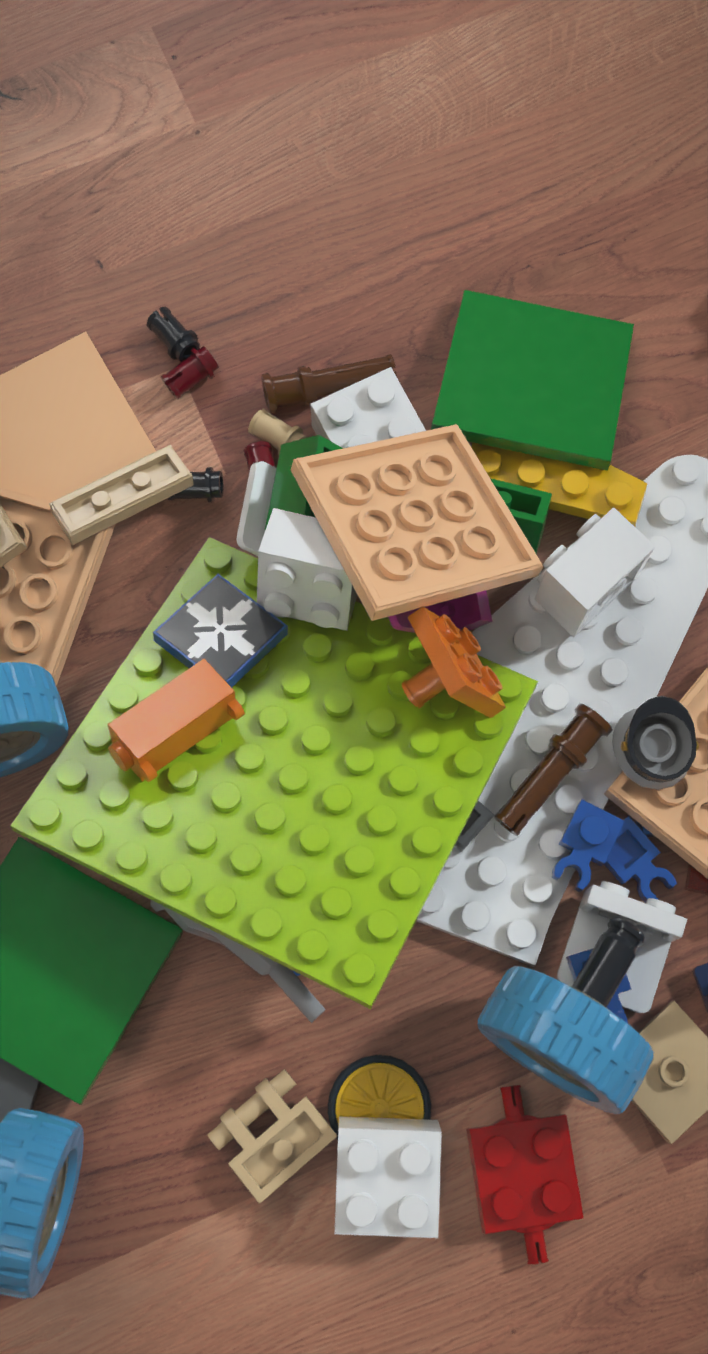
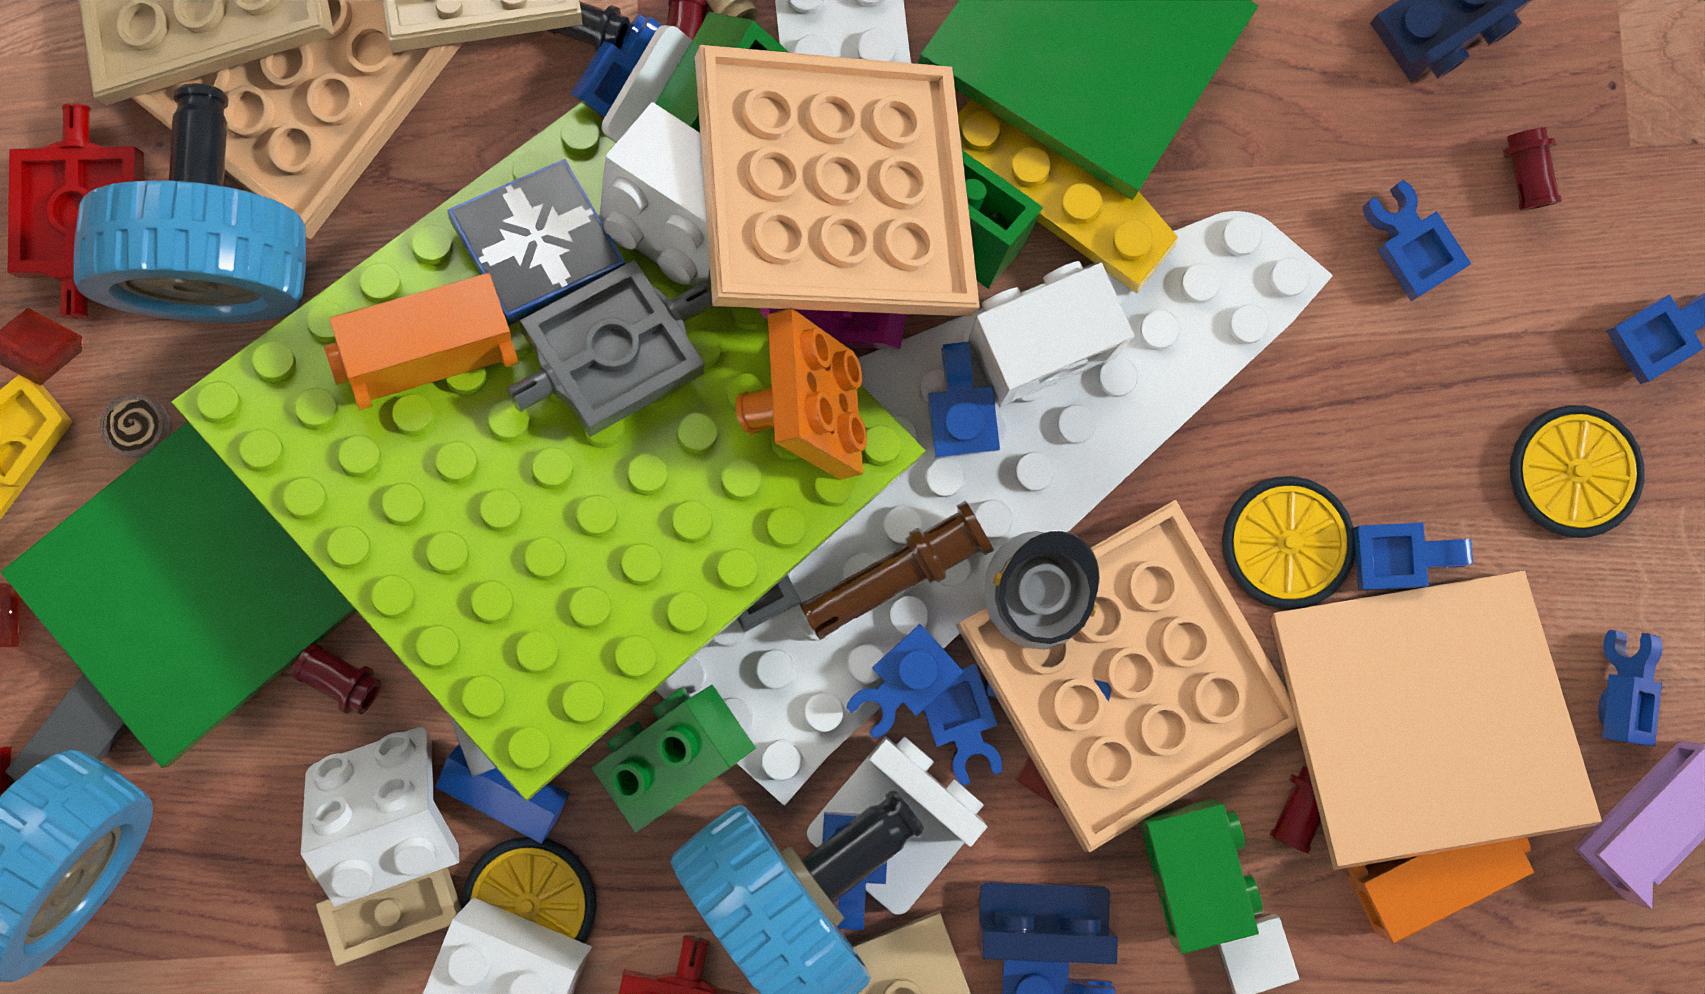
camera: 25 degrees right, 10 degrees up
(183, 994) = (337, 679): none -> dark red pin
(226, 506) = (613, 66): none -> blue plate
(250, 1080) = (374, 818): none -> white bracket
(302, 683) = (611, 347): none -> dark grey plate
(333, 1031) = (499, 799): none -> blue piece
(446, 957) = (673, 756): none -> green brick
(551, 649) = (962, 415): none -> blue plate

